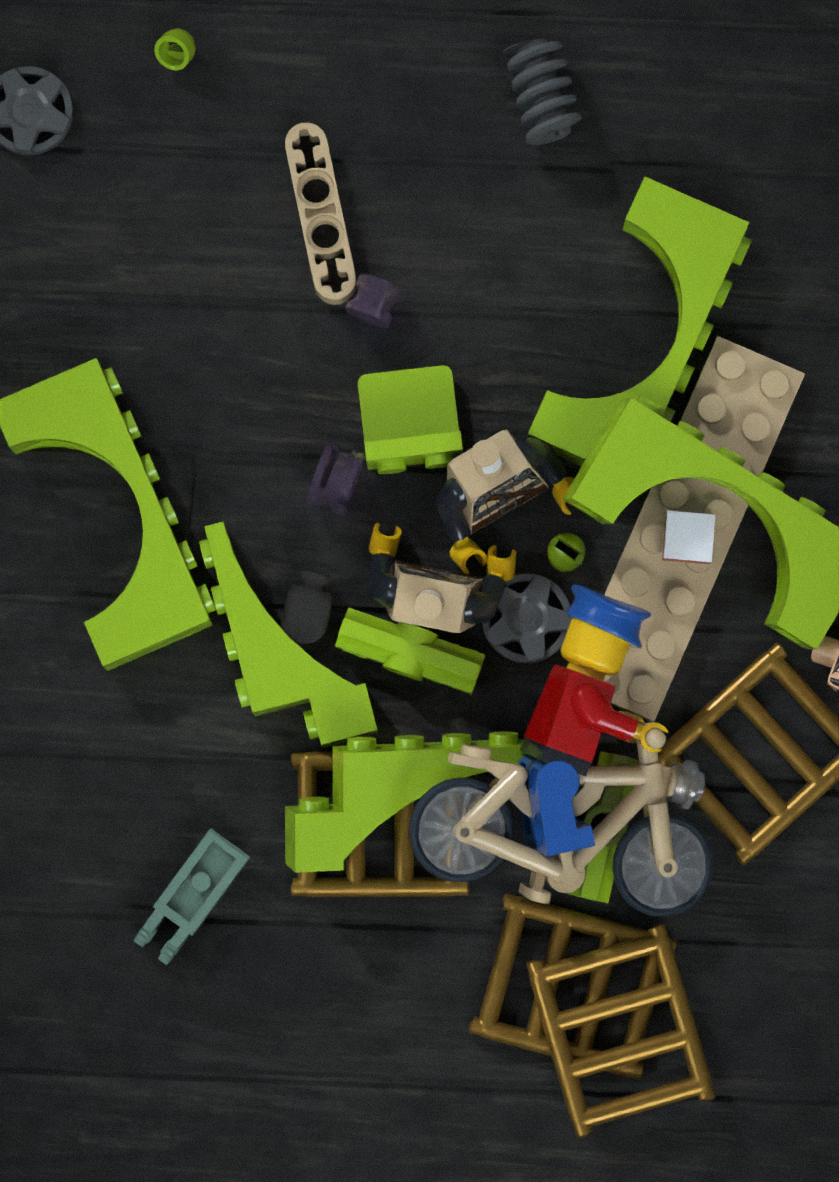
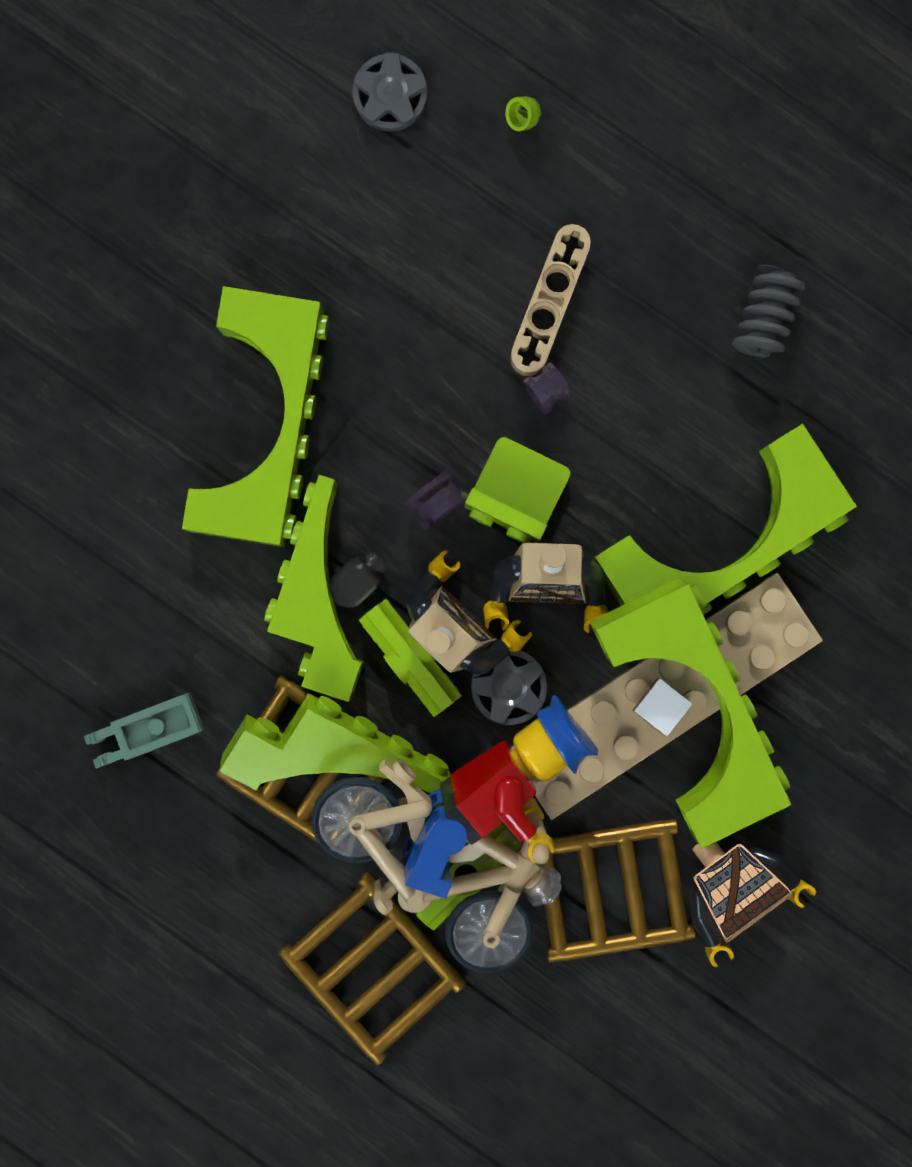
camera: 30 degrees right, 5 degrees up
(560, 559) = (559, 660): lime hinge -> none
(570, 1069) = (331, 1032): pearl gold bar -> none

